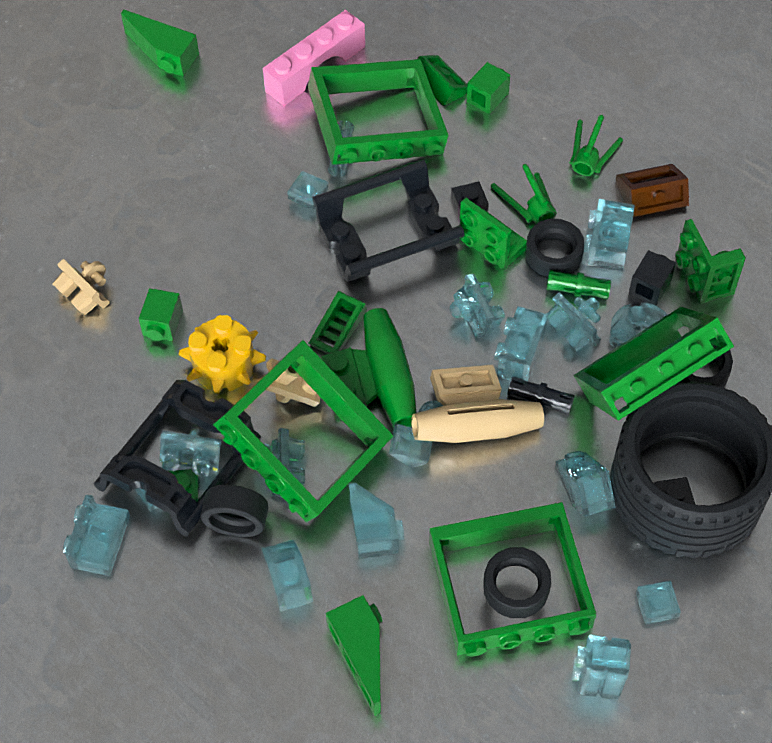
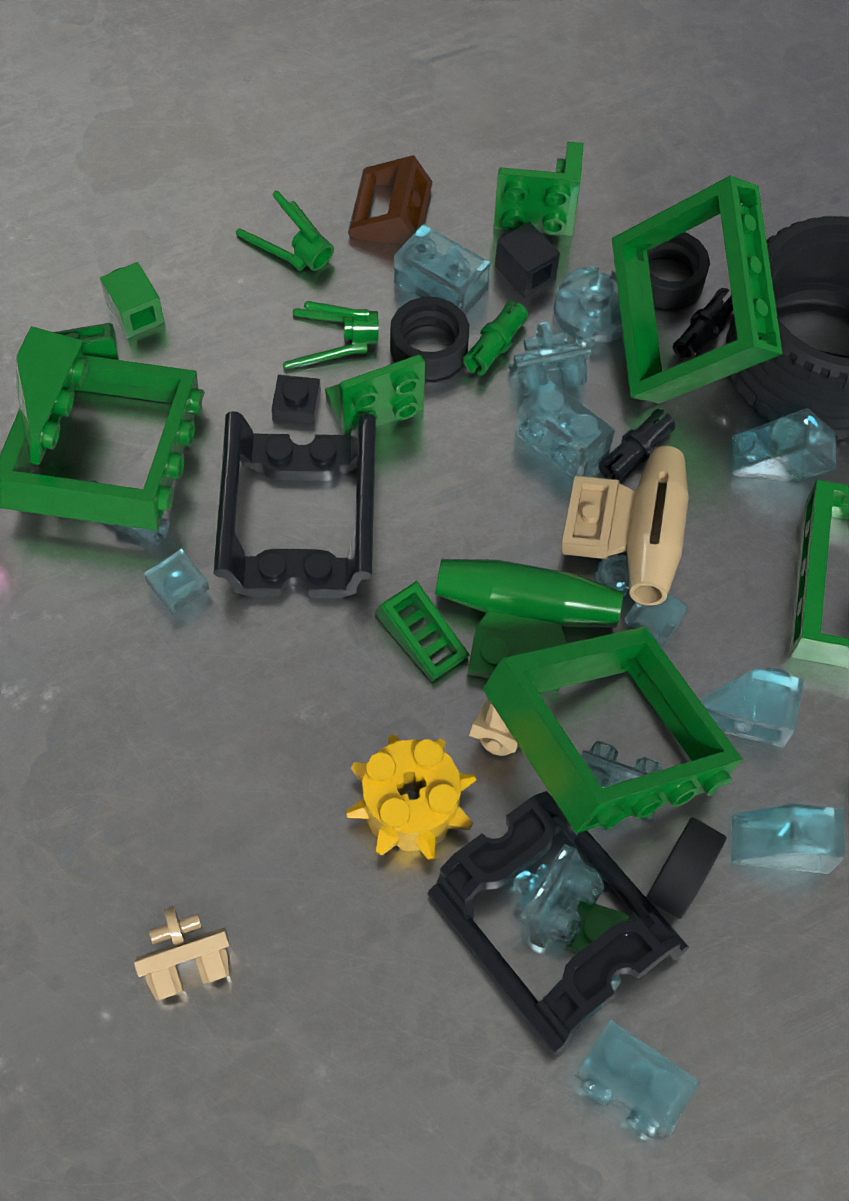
camera: 70 degrees left, 5 degrees up
(160, 314) = (298, 857): green brick -> none
(384, 63) = (46, 375): none -> green slope
(473, 305) = (476, 457): clear light blue hips -> none

